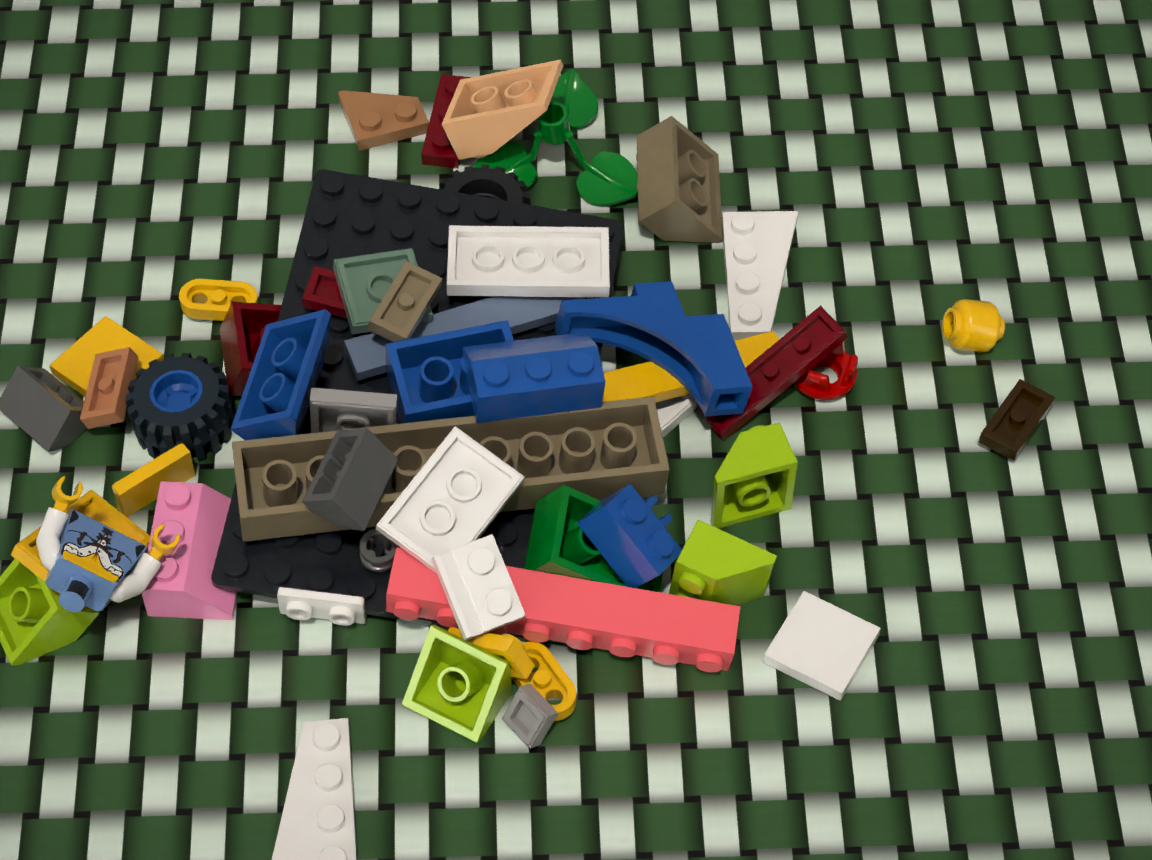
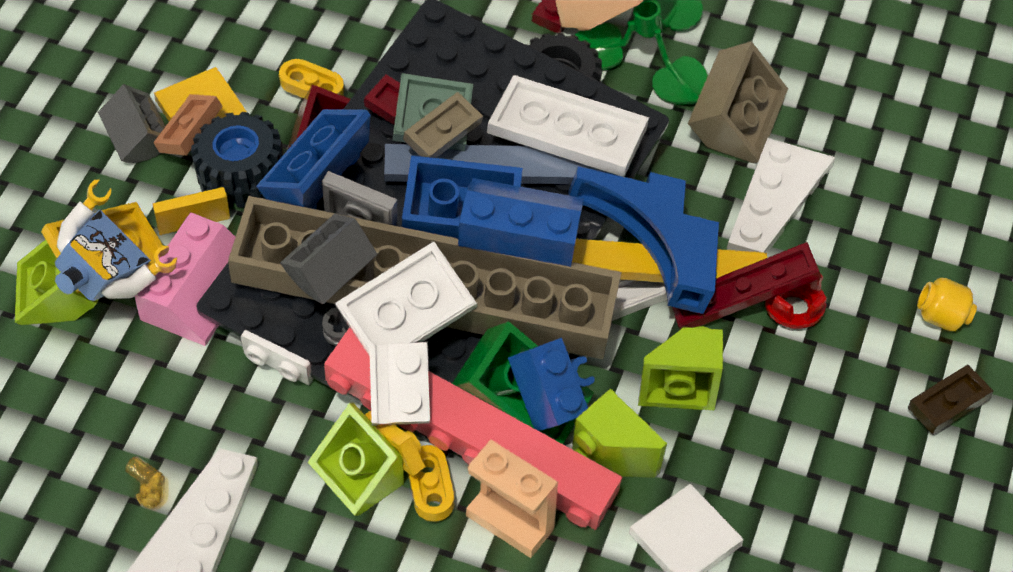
camera: 20 degrees right, 0 degrees up
(244, 781) = (151, 482): none -> clear yellow arm
(530, 715) = (405, 508): light grey tile -> none
(640, 666) = (513, 499): none -> light nougat panel

